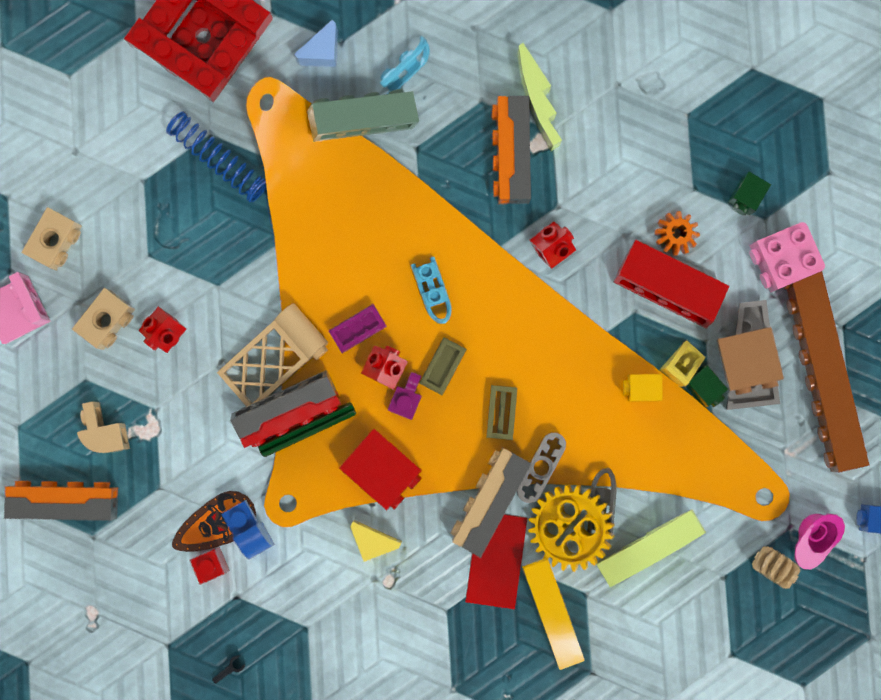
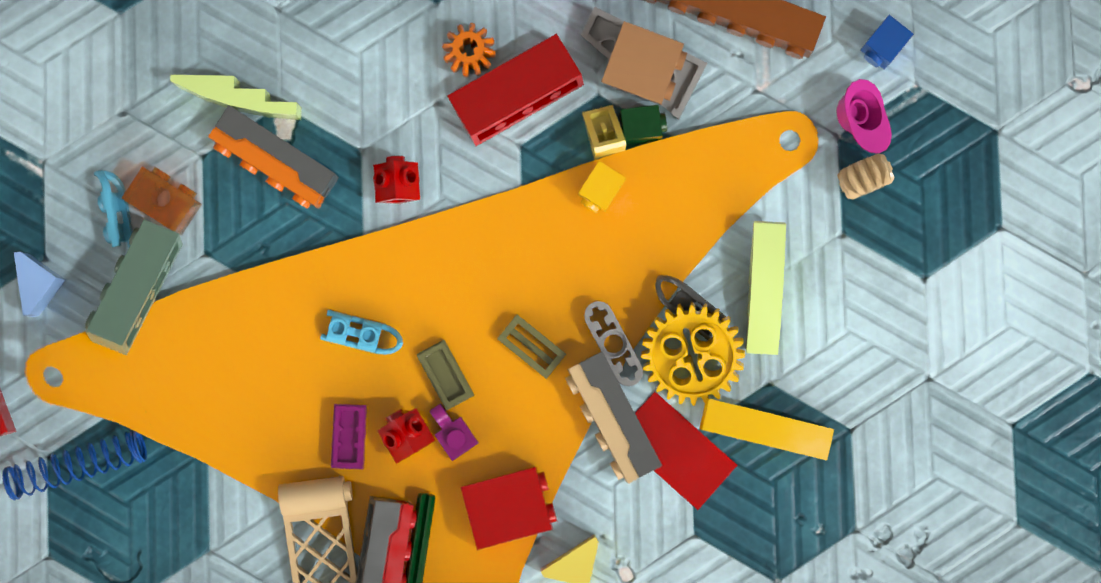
camera: 55 degrees left, 0 degrees up
(430, 79) = (144, 195): none -> clear orange brick

